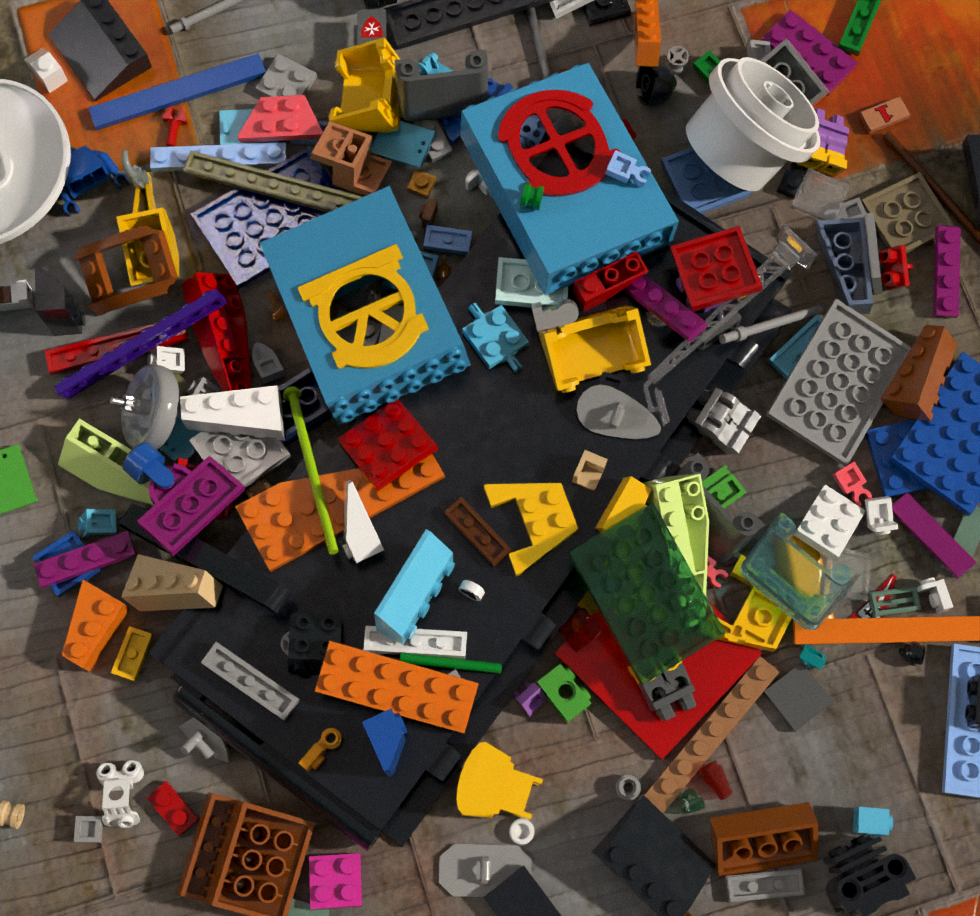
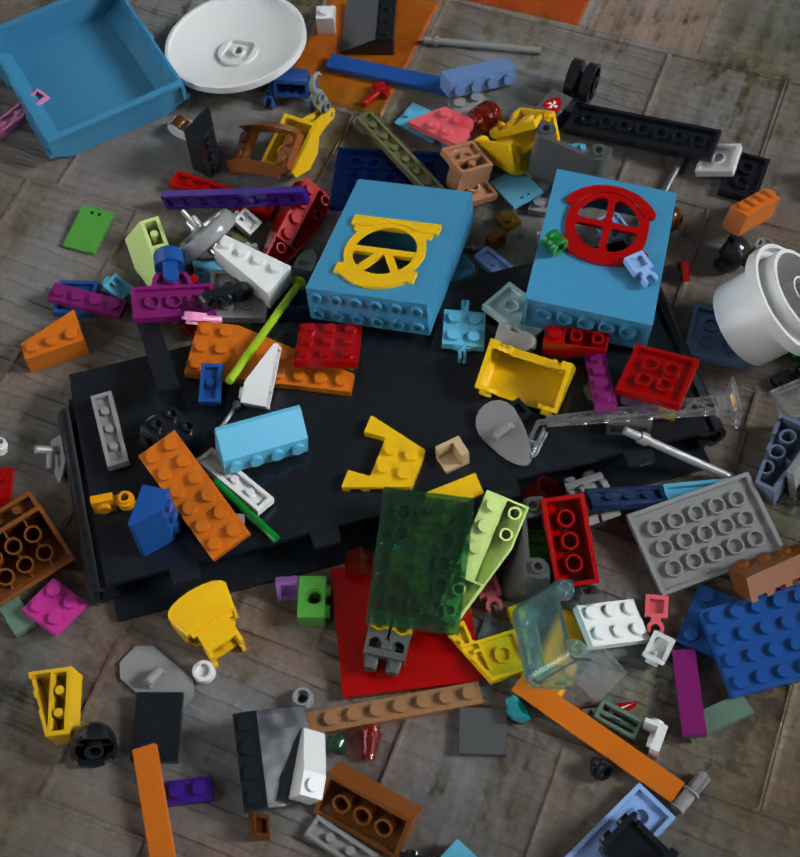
camera: 45 degrees right, 15 degrees down
(132, 654) = (59, 379): yellow plate -> none
(169, 586) = (117, 344): tan wedge -> none
(229, 507) = (194, 317): none -> bright pink plate
(238, 461) = (217, 297): none -> black beam
(254, 155) = (411, 139): light blue plate -> none
(268, 43) = (477, 77): none -> medium blue brick
(310, 564) = (211, 384): none -> blue plate
(313, 82) = (485, 115): none -> clear red helmet
(346, 564) = (236, 406): none -> light grey hinge
(354, 76) = (515, 126): none -> yellow plate
(471, 590) = (301, 474): white tile -> none
(477, 532) = (340, 443): reddish brown tile -> none
(676, 446) = (543, 487): none -> clear red helmet
(695, 846) = (309, 768): none -> white slope
(746, 473) = (569, 539): none -> red slope
(755, 398) = (623, 497): none -> dark blue plate
(795, 509) = (588, 594): none -> flat silver plate

